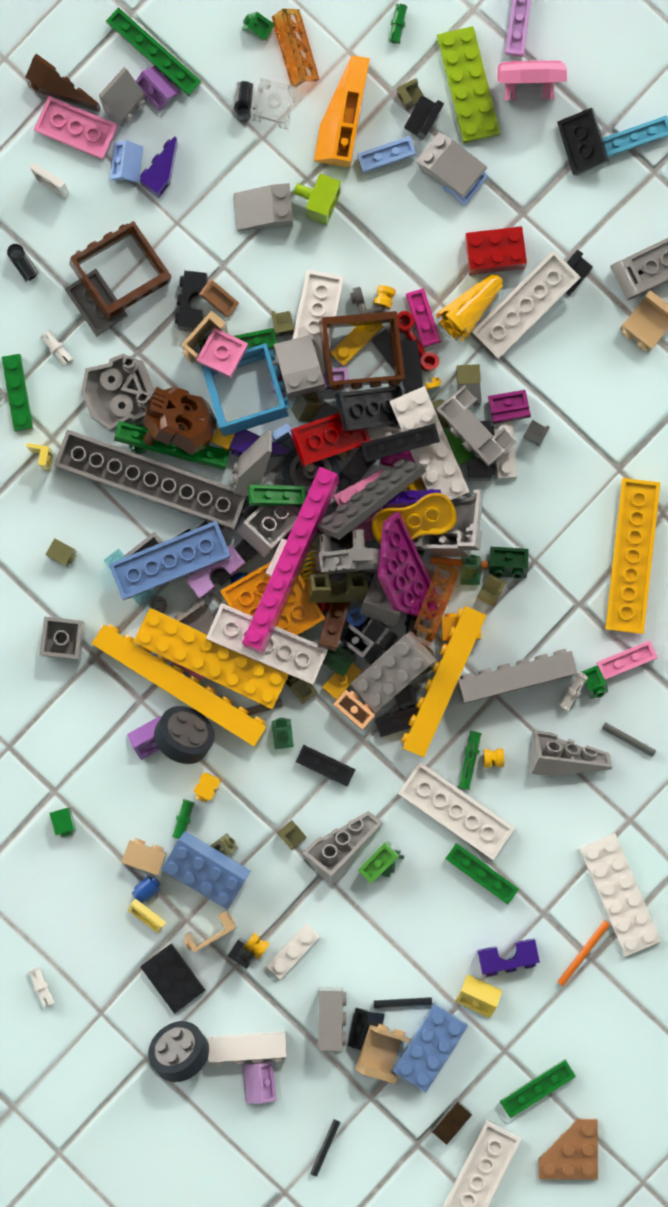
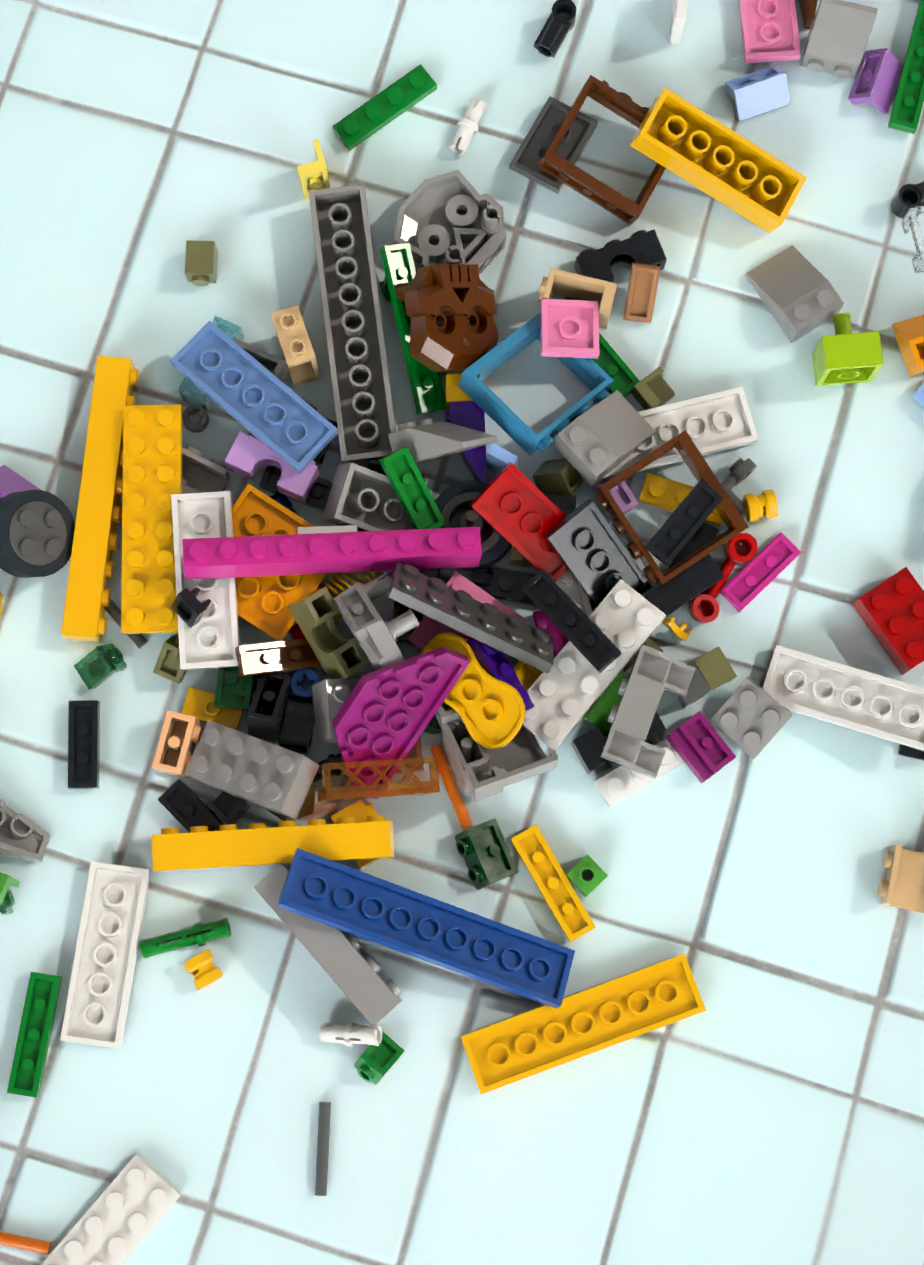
camera: 60 degrees right, 5 degrees down
(62, 638) = (87, 317): light grey brick -> none
(148, 520) = (296, 345): none -> tan panel
(159, 174) = (779, 136): dark purple slope -> none
(163, 210) = (718, 161): none -> yellow brick
(281, 660) = (189, 607): none -> black tile
(376, 347) = (683, 522): none -> black plate
(467, 309) = (806, 624): yellow cone -> none
(471, 570) = (448, 807): clear green bracket -> none
(491, 590) = (434, 849): olive panel -> none
(506, 369) = (751, 717): none -> light grey plate
(536, 433) = (684, 802): dark grey panel -> none
(536, 616) = (426, 928): none -> blue plate
(544, 532) = (553, 883): none -> yellow plate
(545, 515) = (576, 879): none -> bright green plate
(559, 757) = (250, 1063): light grey wedge -> none
(627, 660) = (432, 1089): bright pink plate -> none

